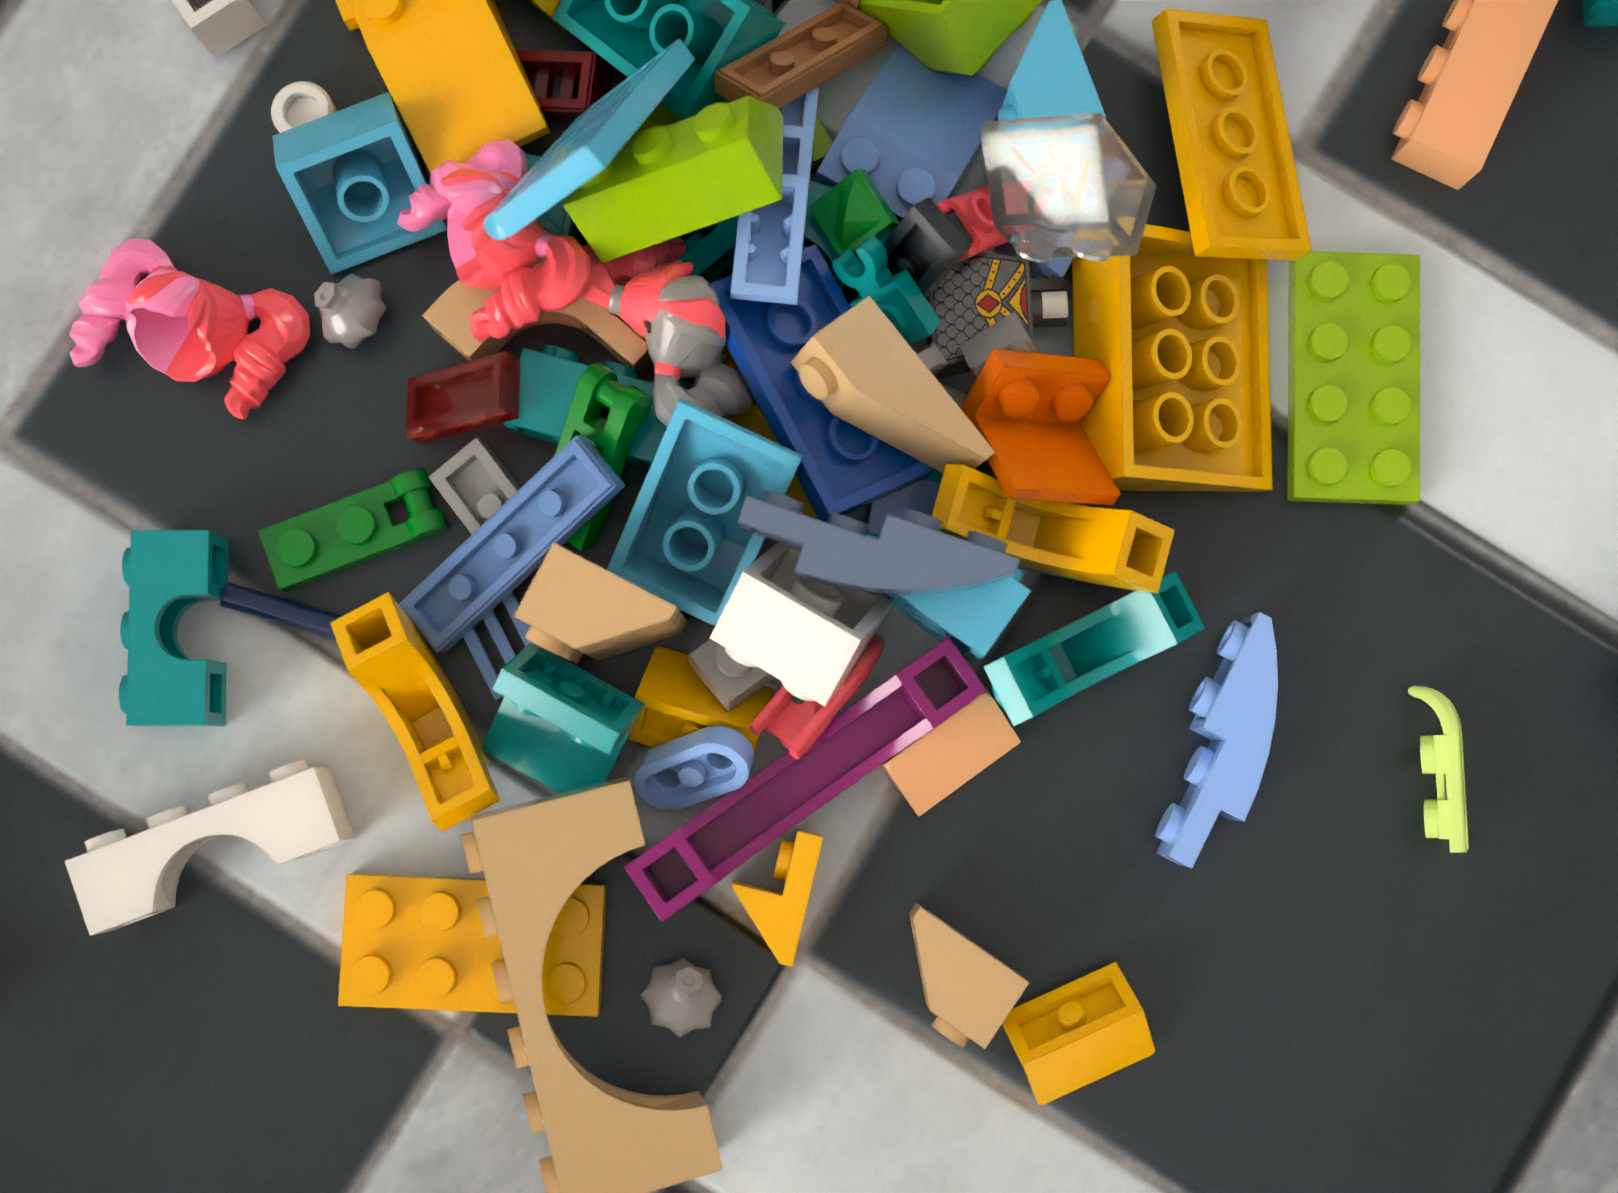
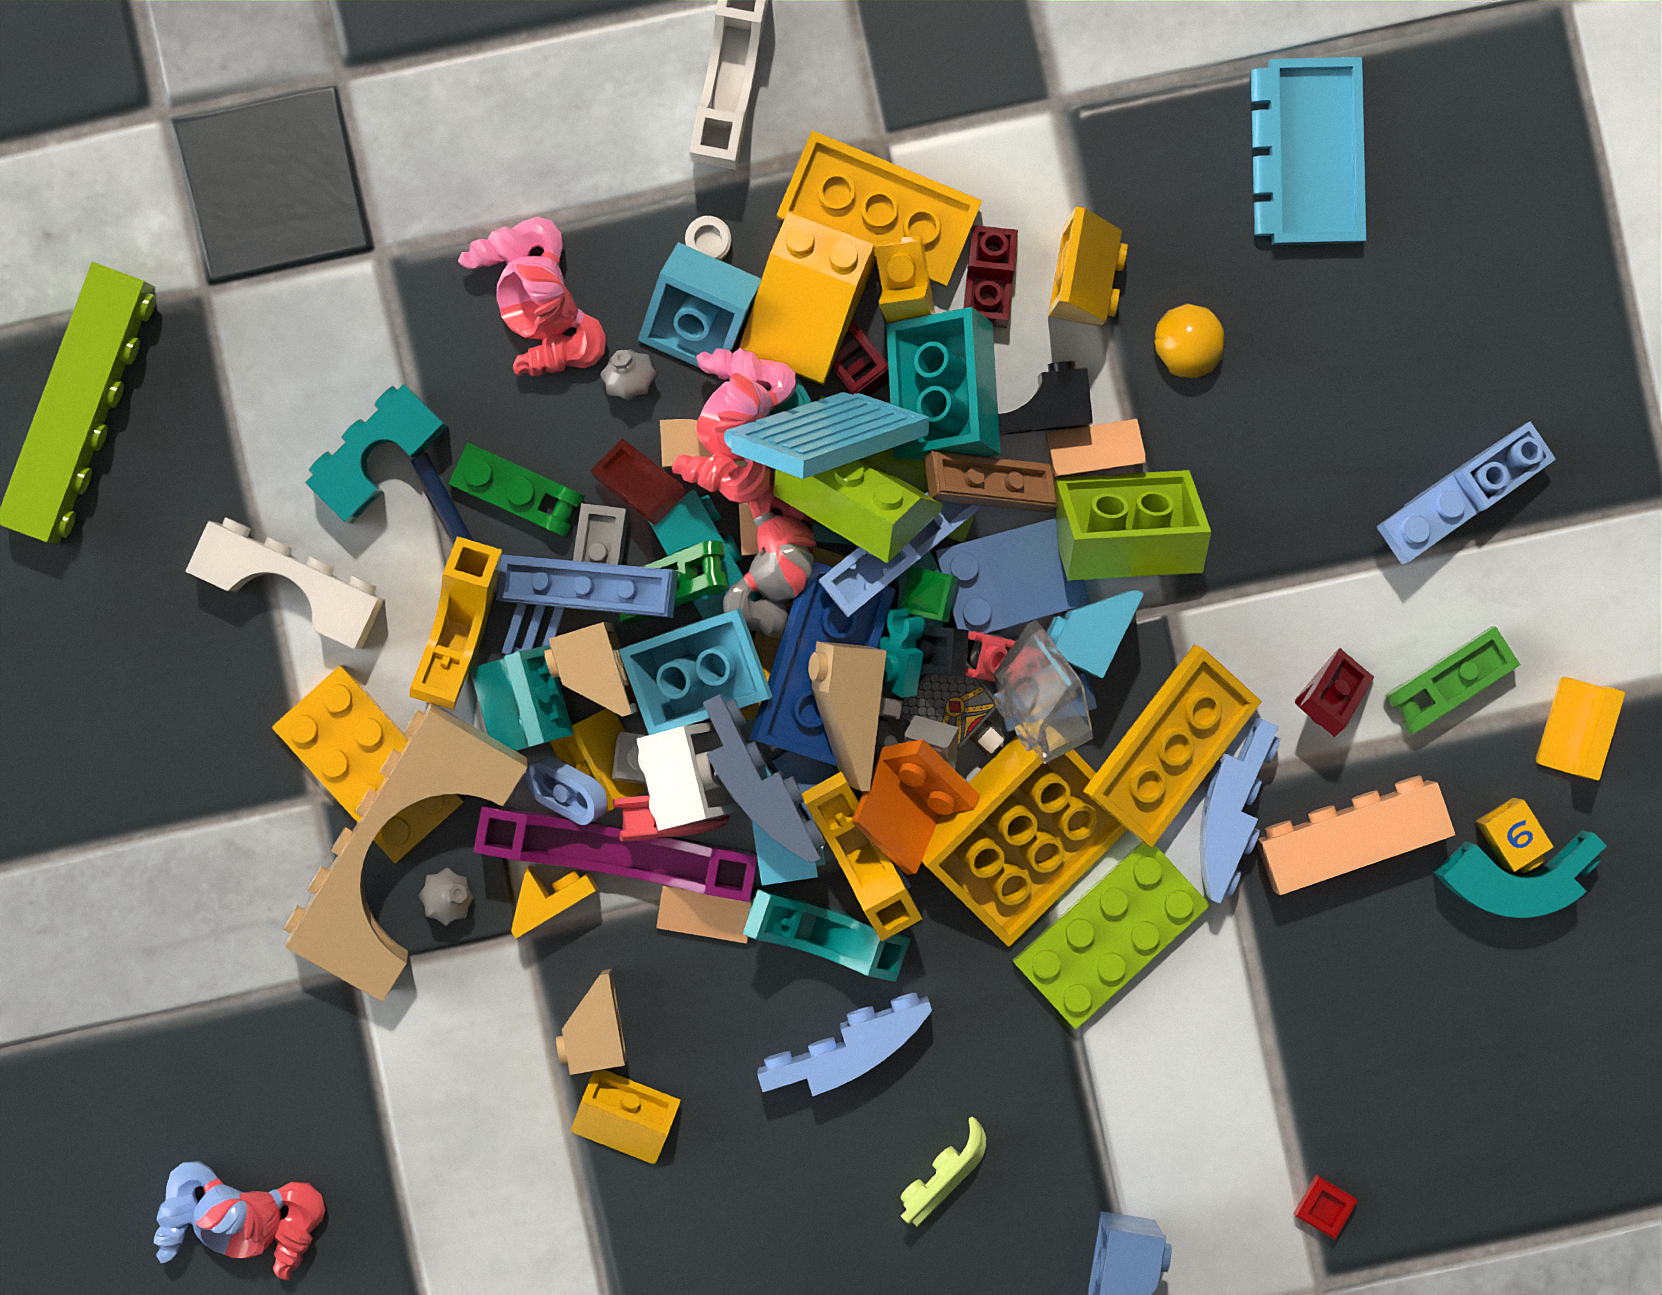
camera: 50 degrees right, 5 degrees up
(1352, 166) = (1223, 827): none -> light blue slope

